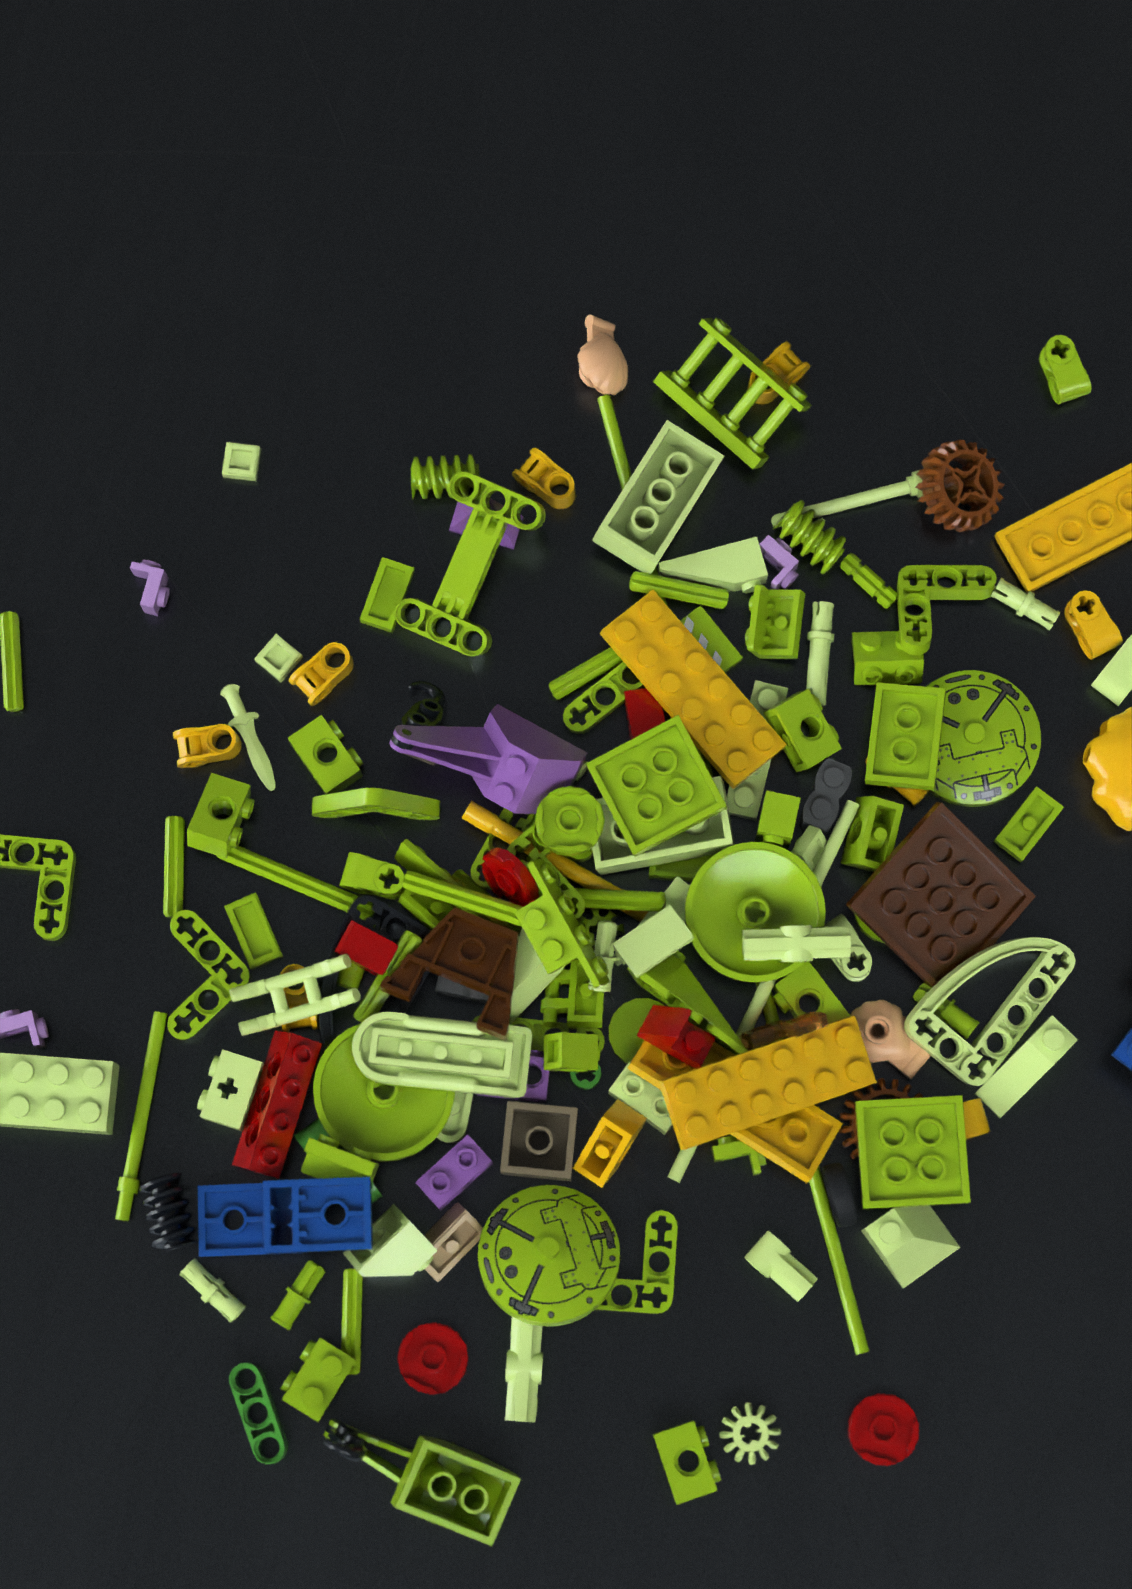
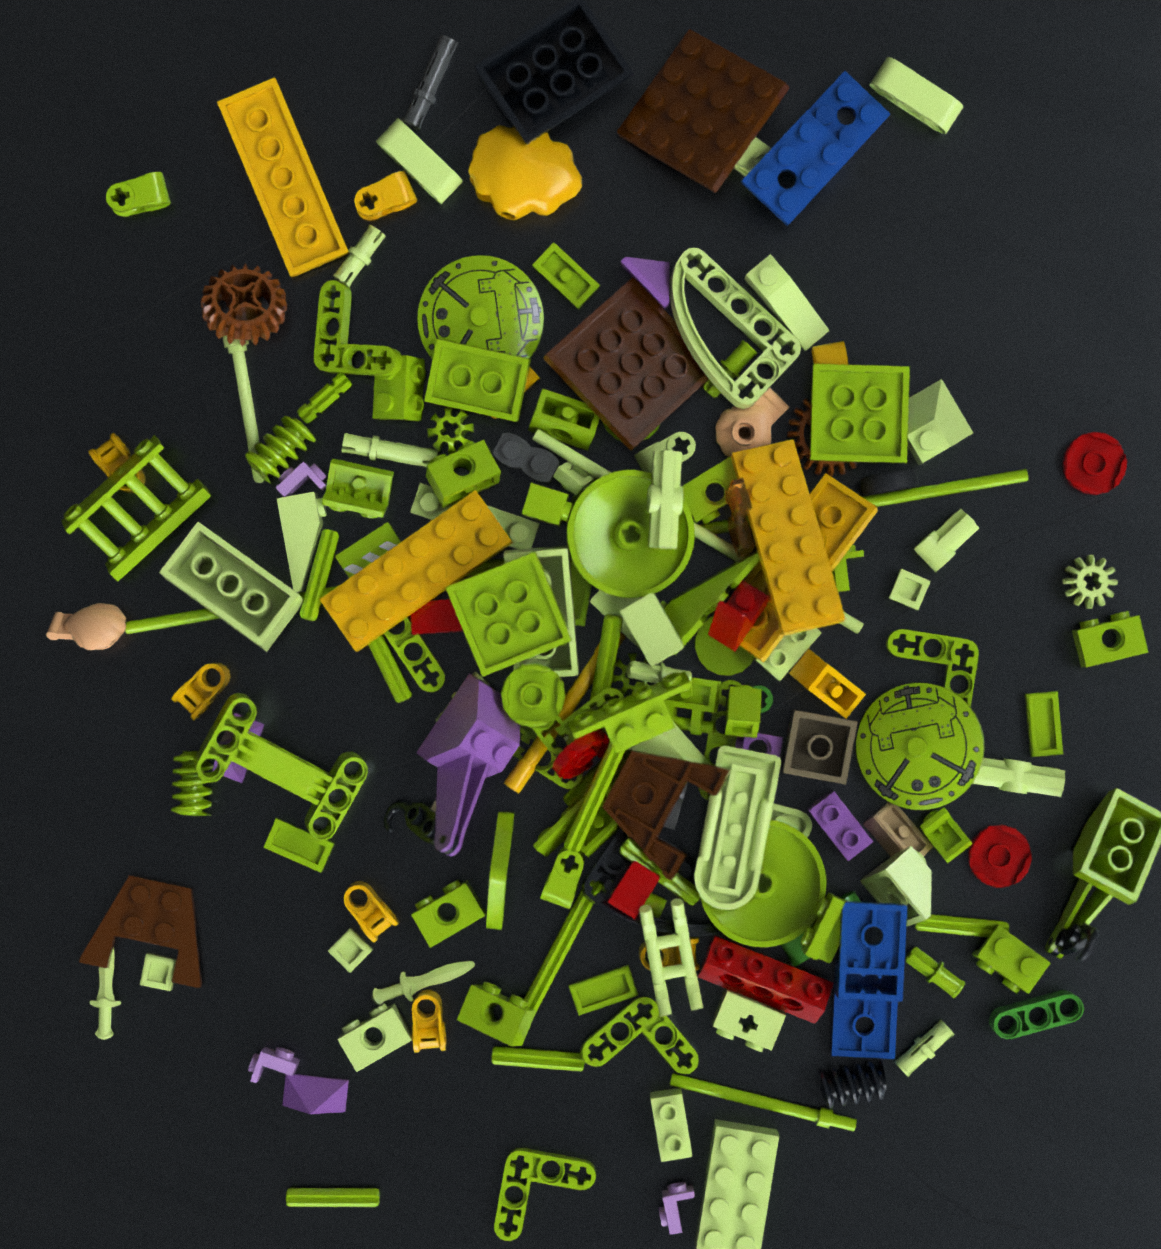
camera: 90 degrees left, 10 degrees up
(111, 1014) = (671, 1124): none -> yellowish green brick
(121, 634) = (315, 1094): none -> medium lavender slope
(173, 675) = (364, 1052): none -> yellowish green brick
(209, 408) = (105, 1000): none -> yellowish green sword
(301, 450) = (154, 915): none -> reddish brown wing
(452, 1292) = (945, 834): none -> lime bracket
(585, 1396) = (1043, 724): none -> lime tile
(722, 1229) = (909, 589): none -> yellowish green plate
(848, 704) = (454, 421): none -> lime piece
(1038, 917) = (651, 275): none -> medium lavender slope

